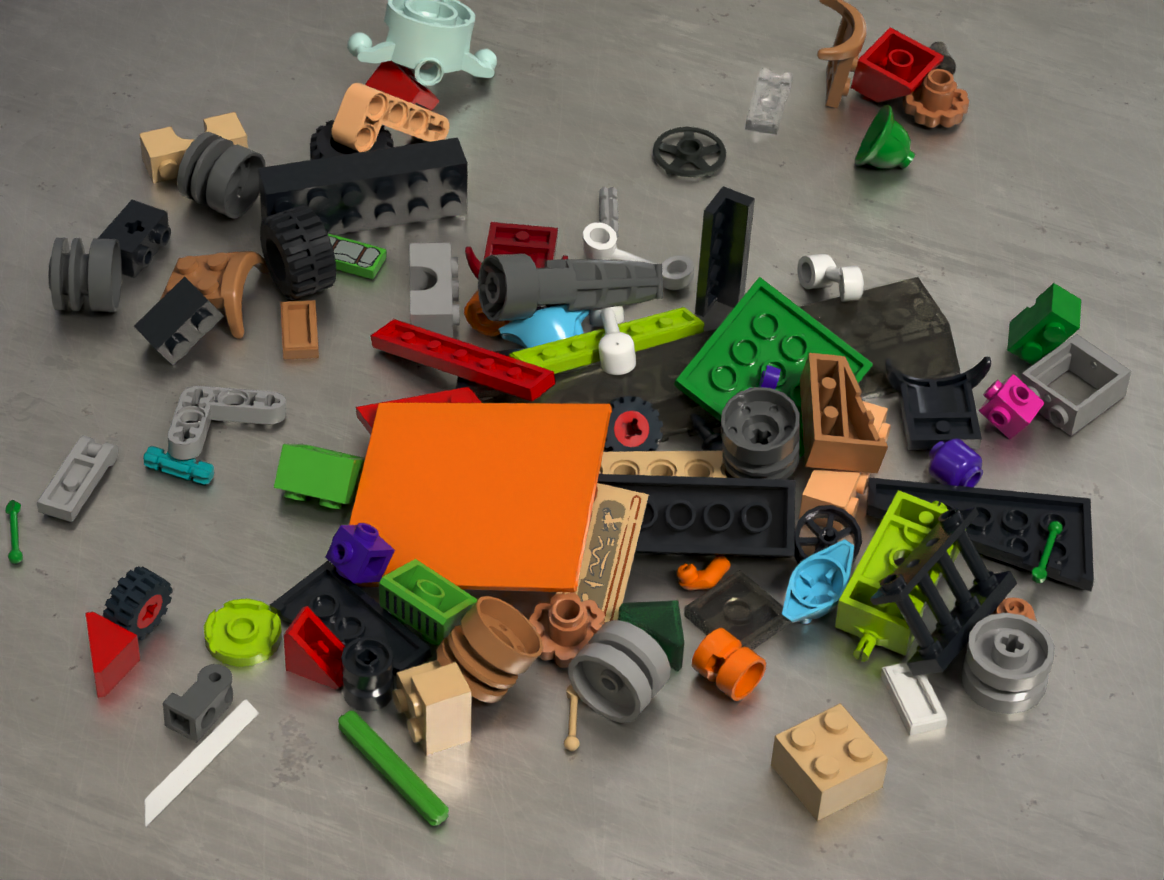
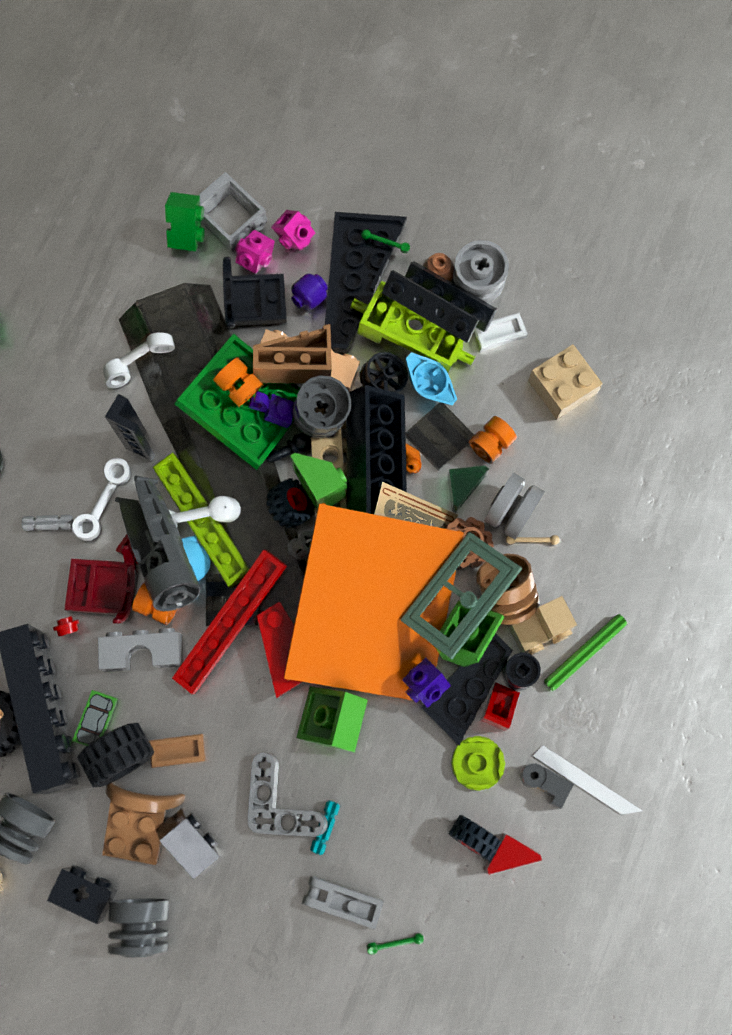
camera: 90 degrees left, 30 degrees up
(409, 554) = (479, 609): none -> sand green door
(470, 226) = (66, 626): none -> red plate
(648, 429) = (319, 479): none -> bright green slope
(791, 344) = (231, 375): none -> orange wheel
(1050, 448) = (293, 230): none -> dark pink brick

